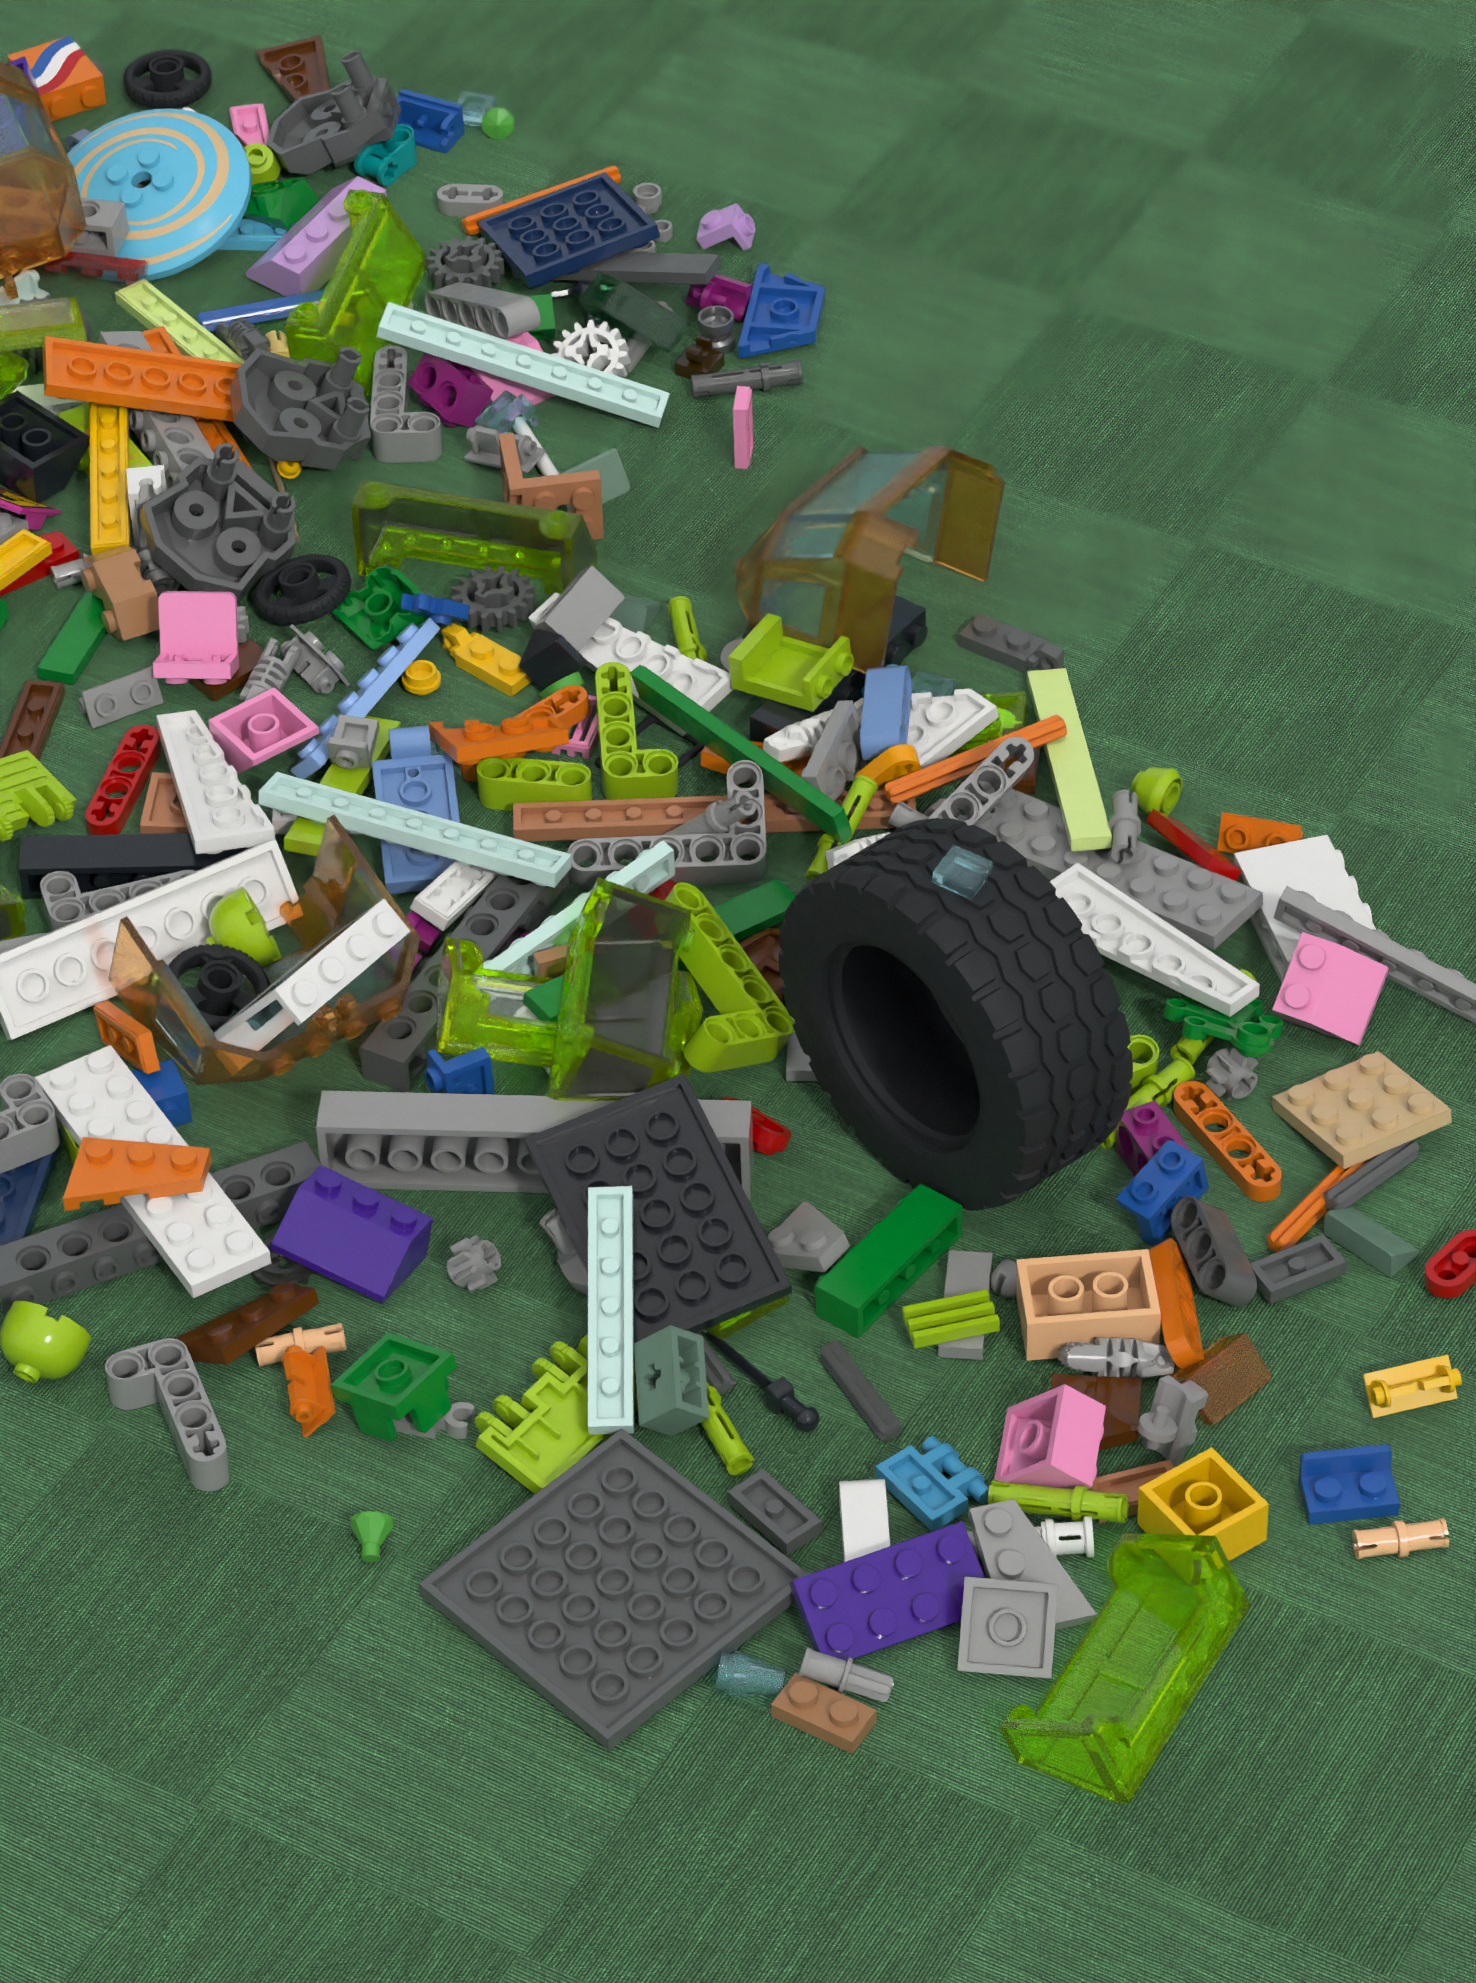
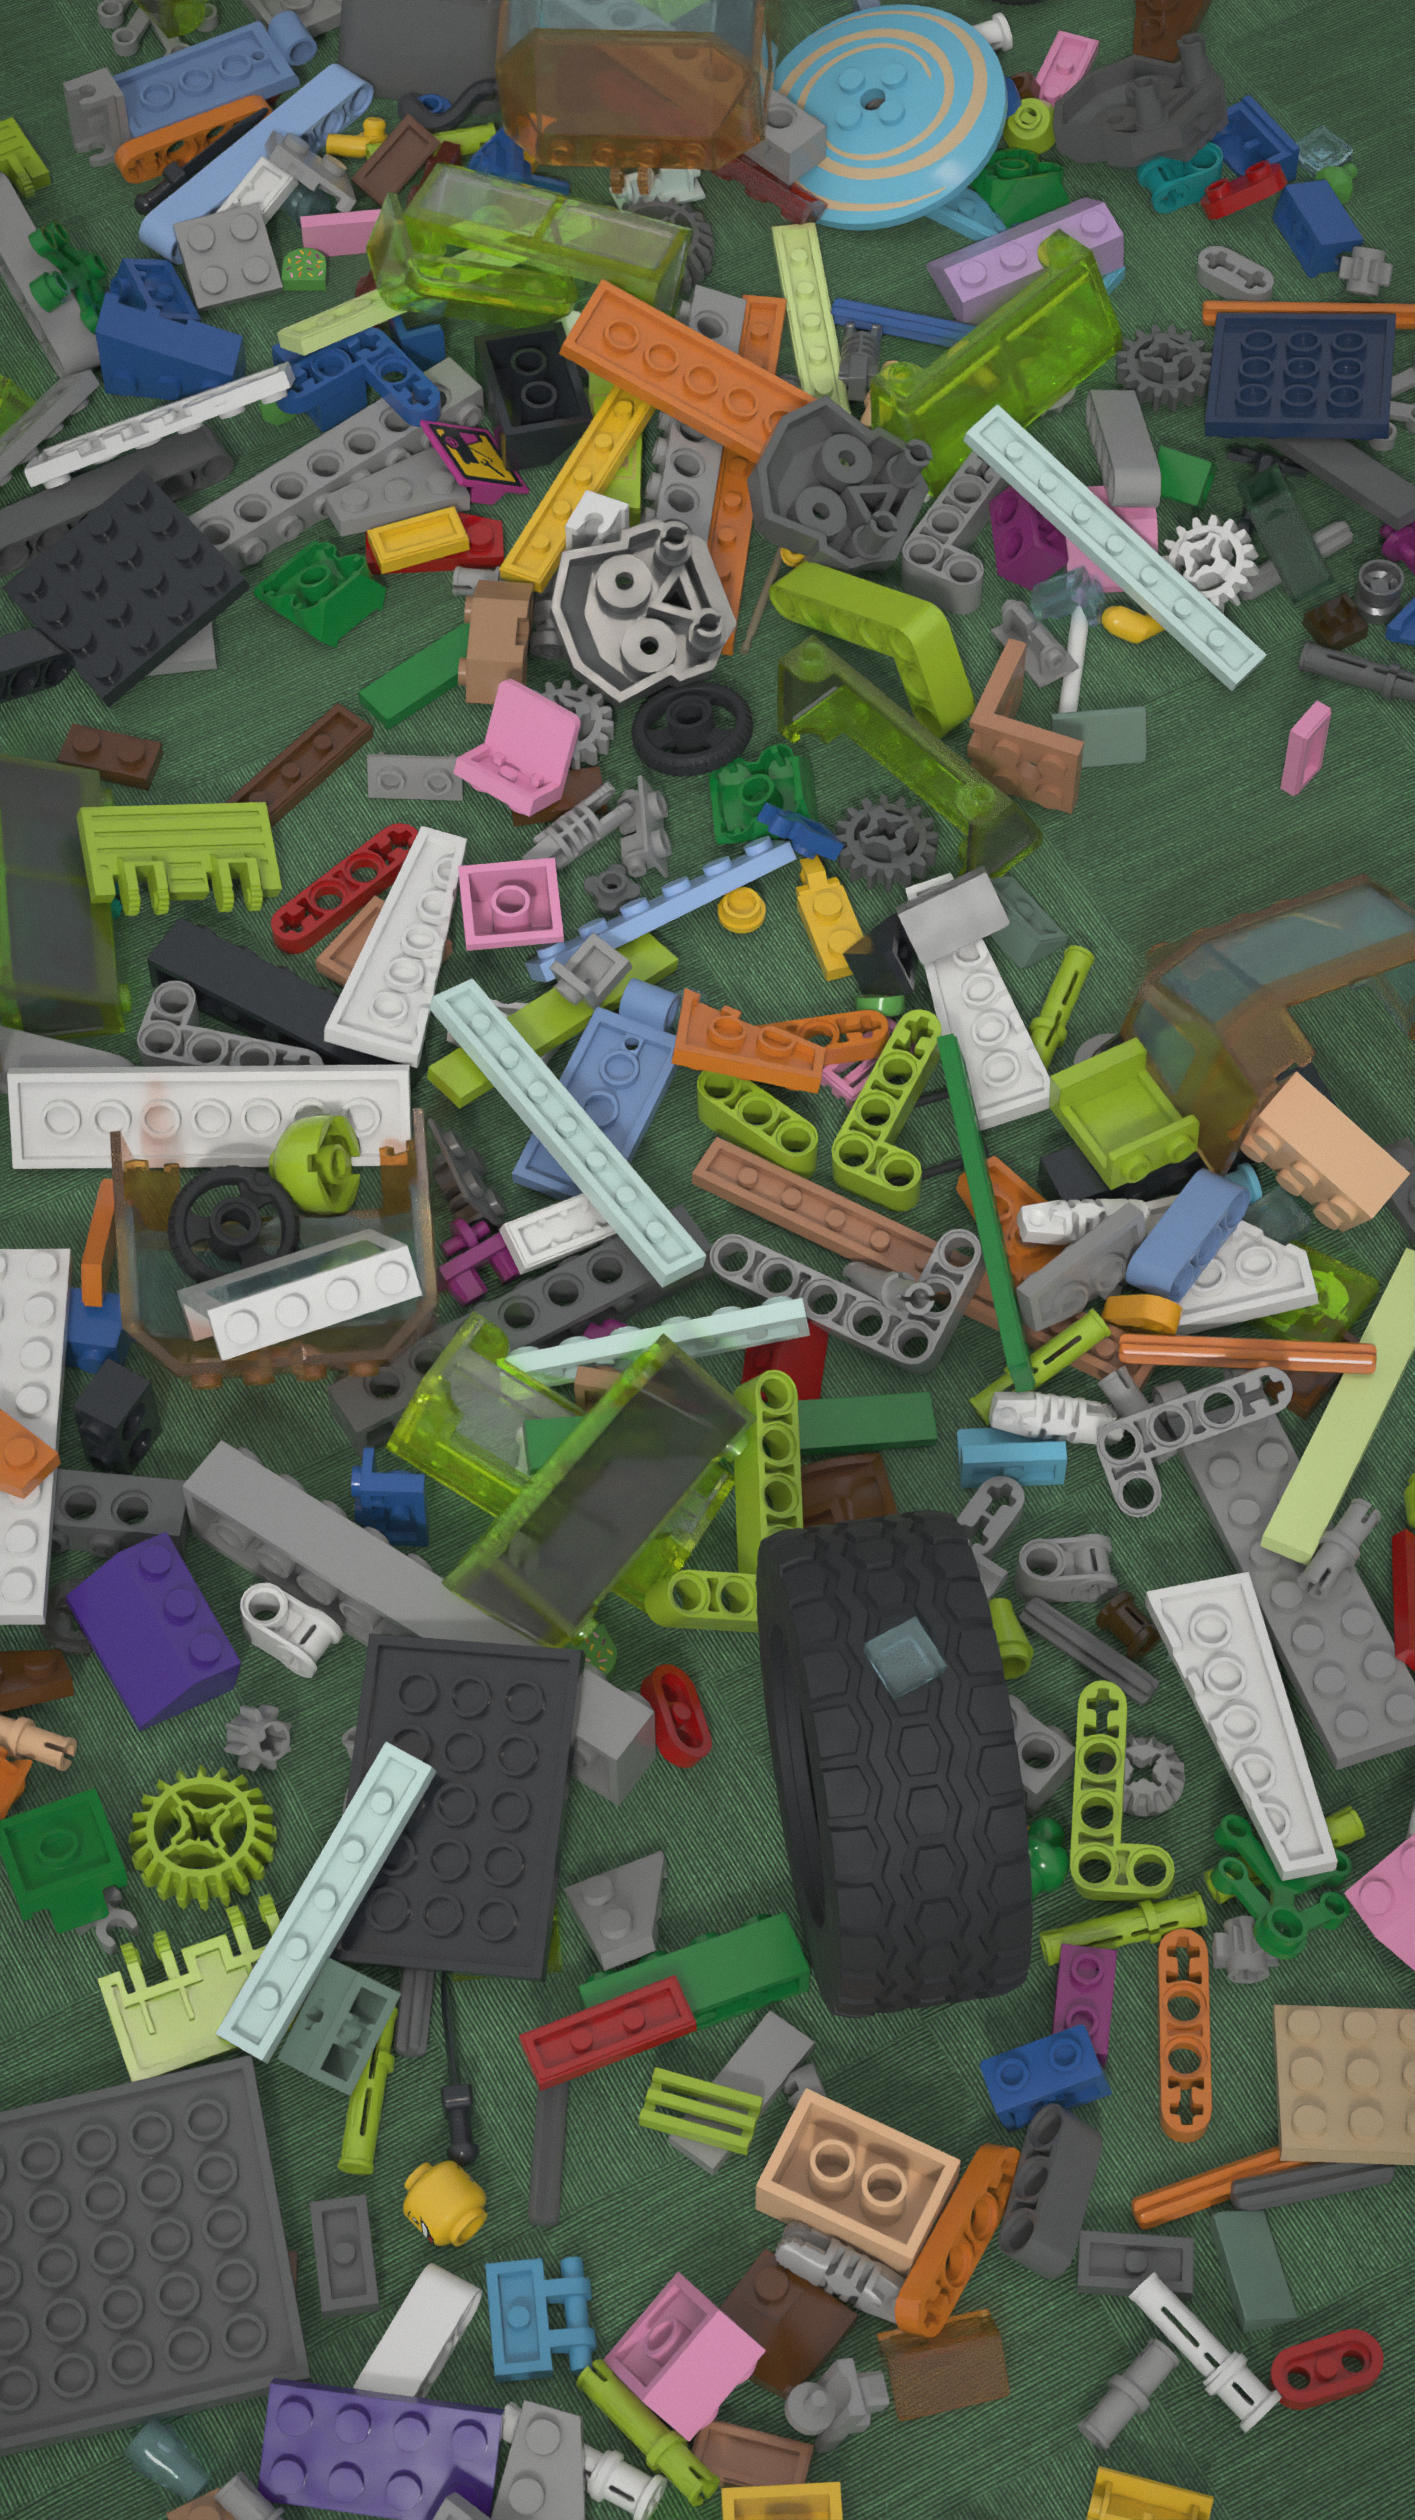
camera: 30 degrees right, 15 degrees up
(223, 1123) = (117, 1419): none -> black brick
(318, 704) = (612, 899): none -> dark grey plate
(404, 460) = (888, 623): none -> lime beam
(432, 153) = (1257, 184): none -> red plate
(440, 1198) = (294, 1635): none -> white piece
(486, 1332) = (231, 1808): none -> lime gear
(504, 150) = (1315, 226): none -> blue hinge
(560, 416) = (1130, 624): none -> yellow arm
(561, 160) = (1365, 271): none -> light grey gear
(818, 1451) = (444, 2203): none -> yellow head
(858, 1296) = (607, 2032): none -> red tile
(945, 629) = (1322, 1155): none -> light nougat brick
(1347, 1335) = (1128, 2394): none -> light grey pin
(1399, 1291) = (1151, 2298): none -> white pin

